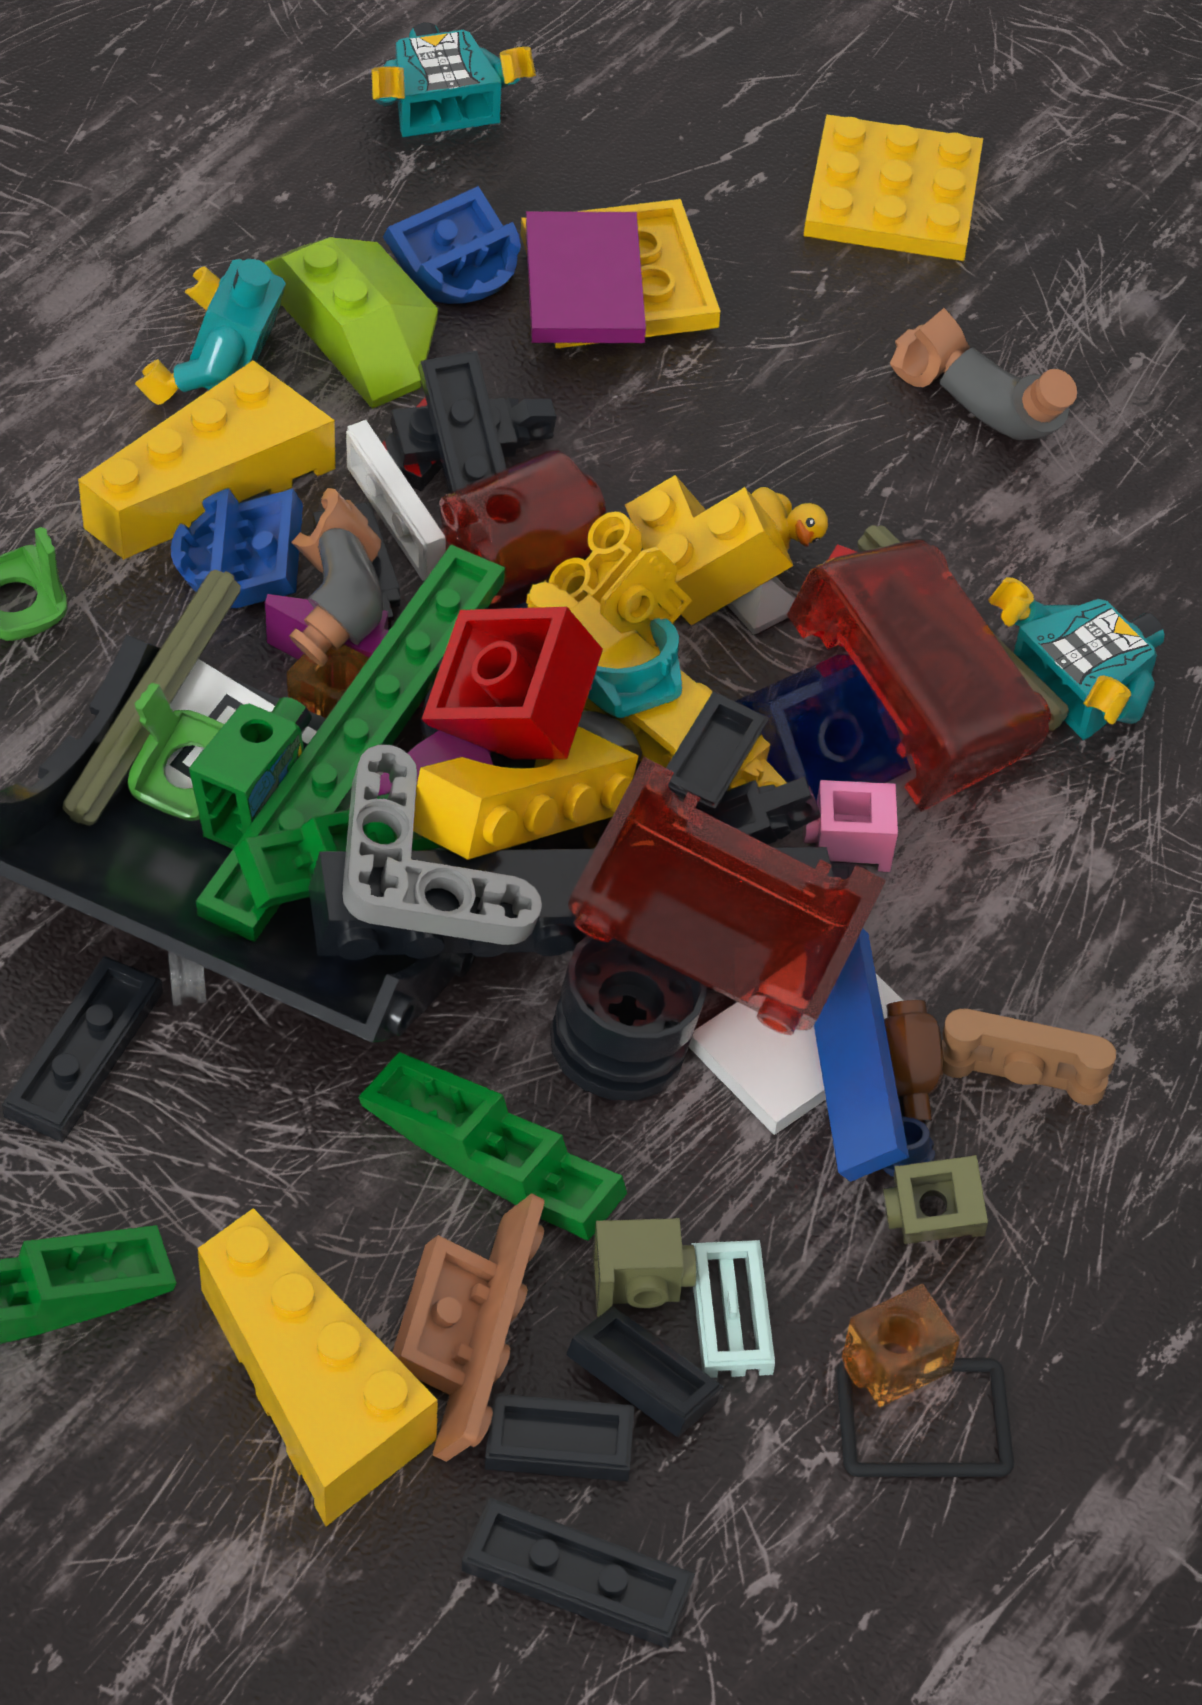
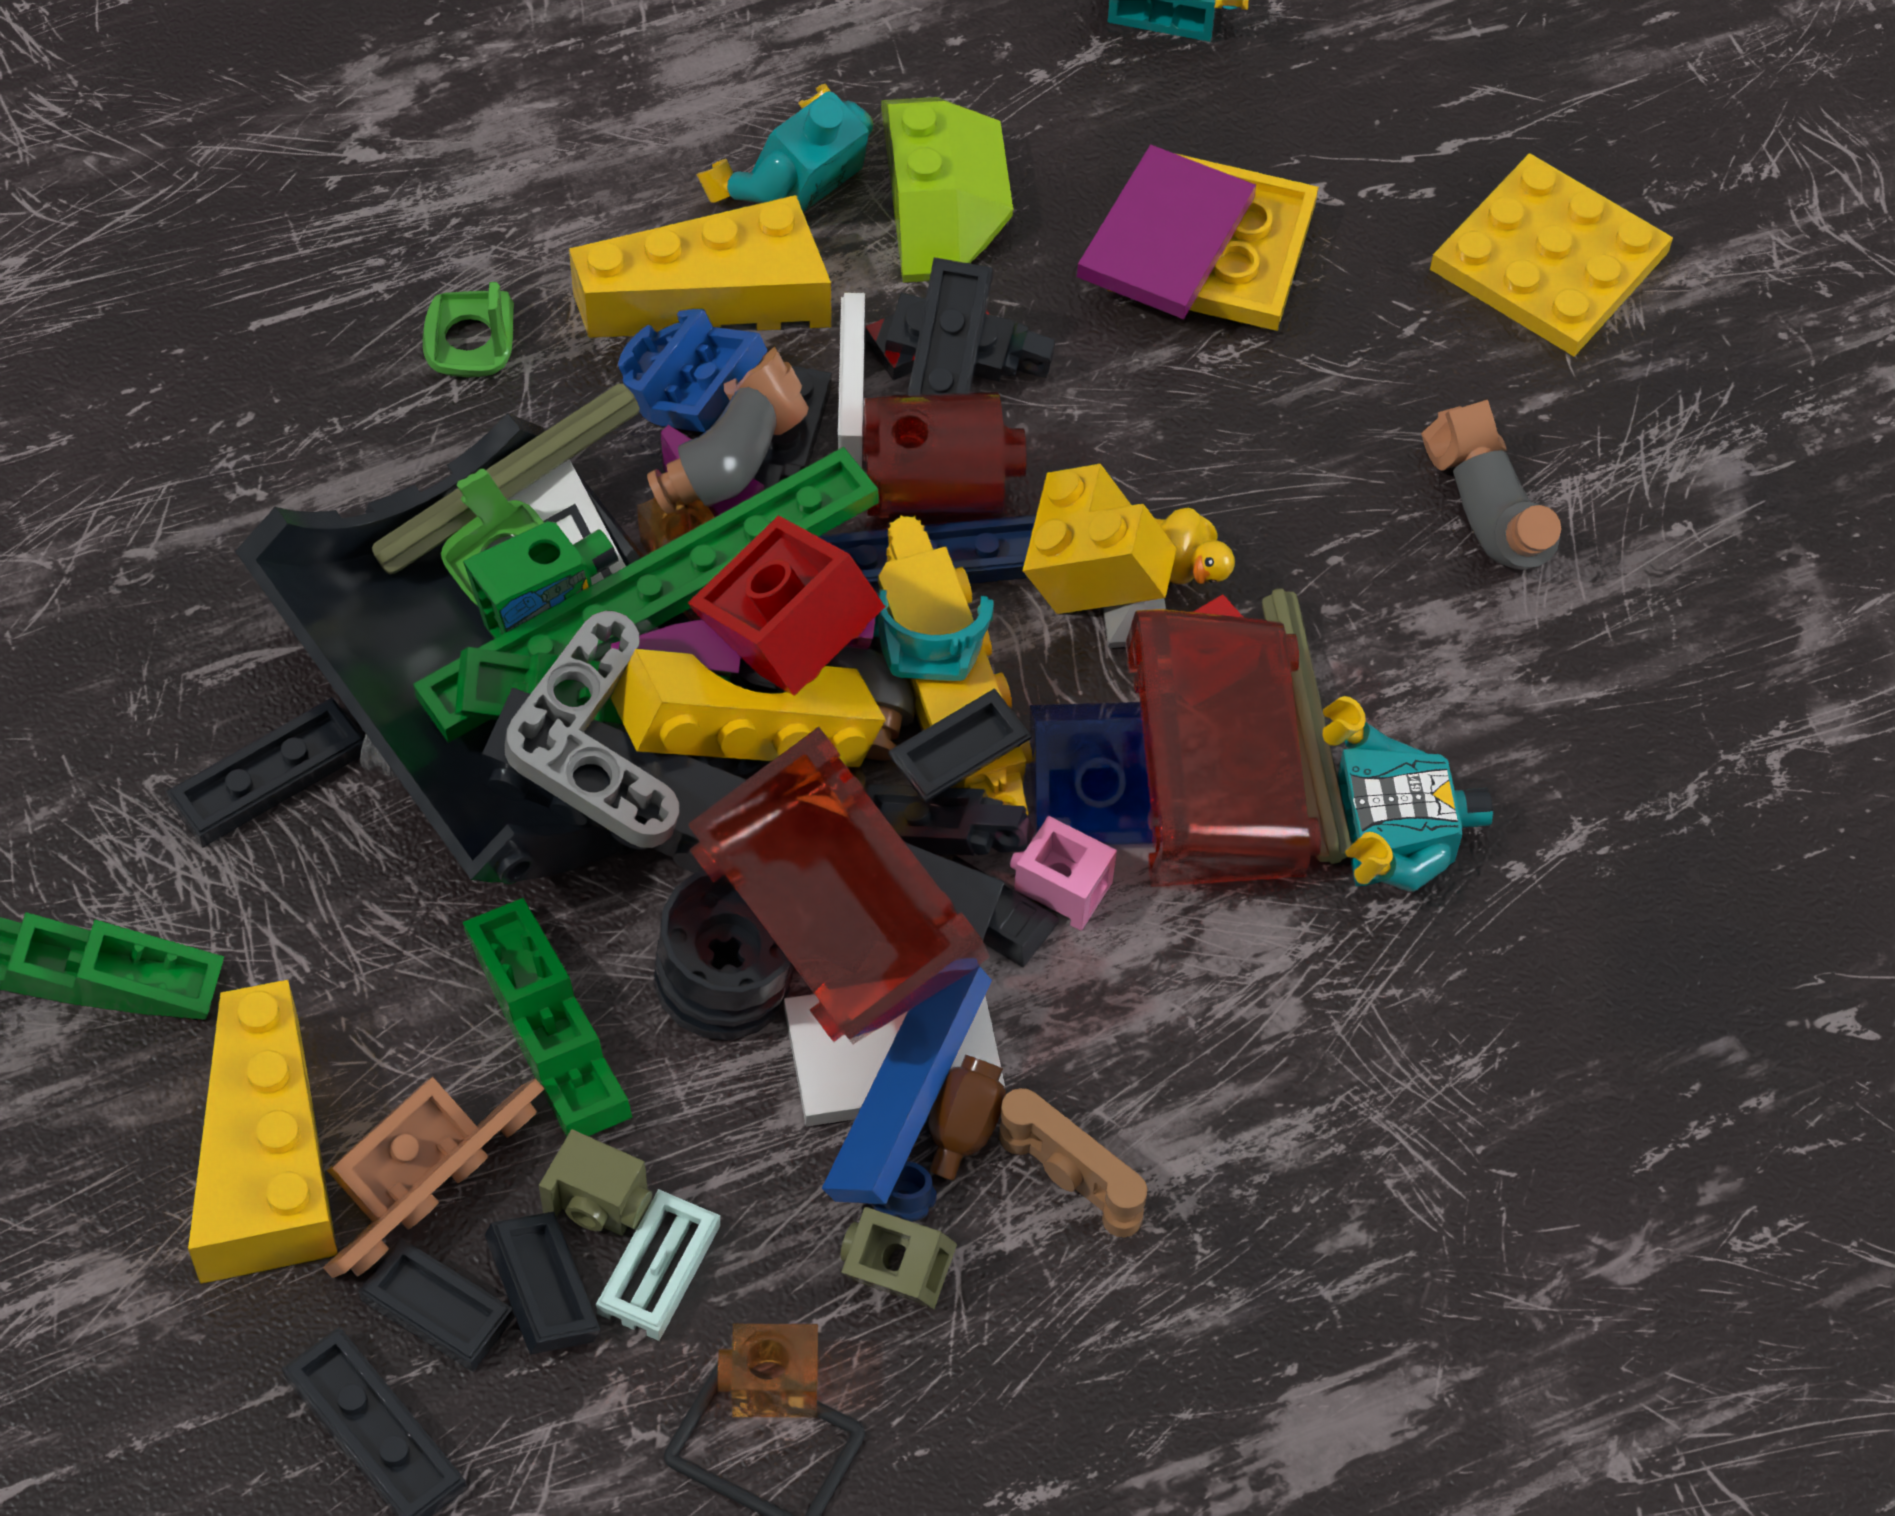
camera: 30 degrees right, 5 degrees up
(456, 249) = (1073, 155): blue slope -> none
(626, 581) = (984, 547): yellow piece -> none

